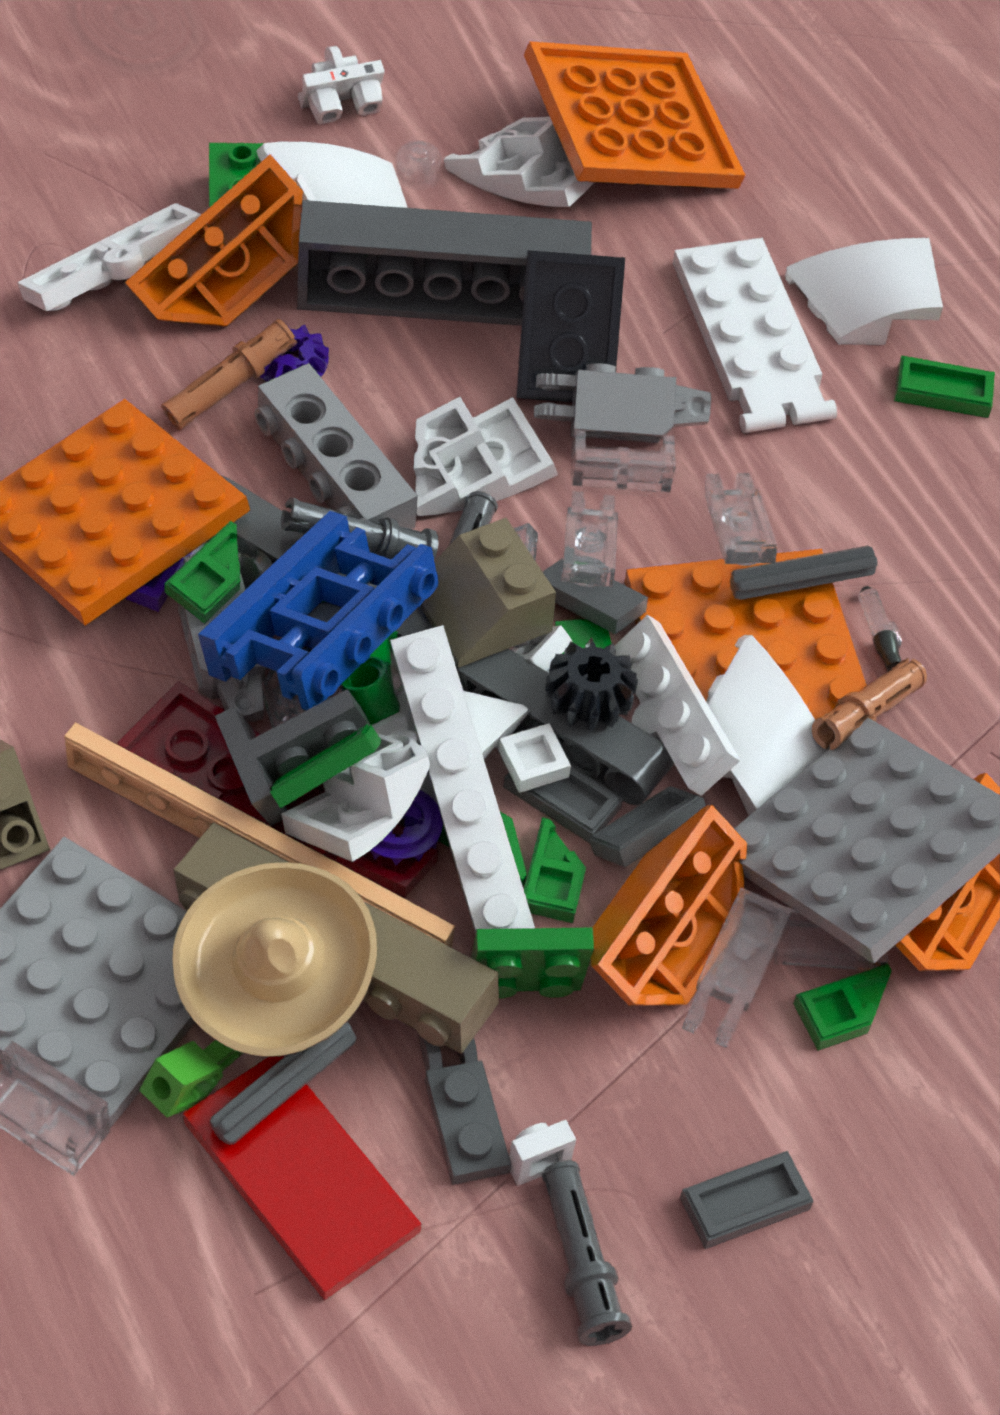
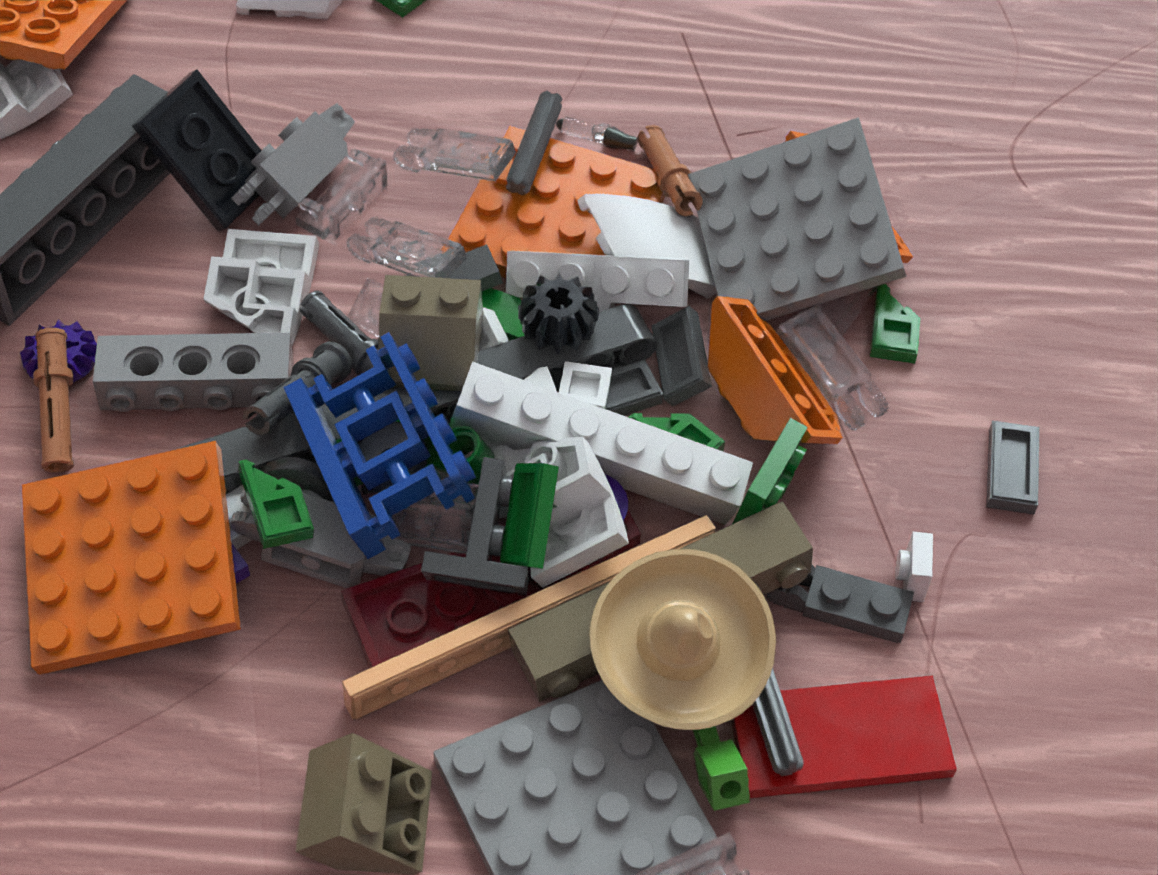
camera: 55 degrees left, 0 degrees up
(589, 1277) = (1031, 591): dark grey pin -> none
(753, 334) = (279, 58): white hinge -> none

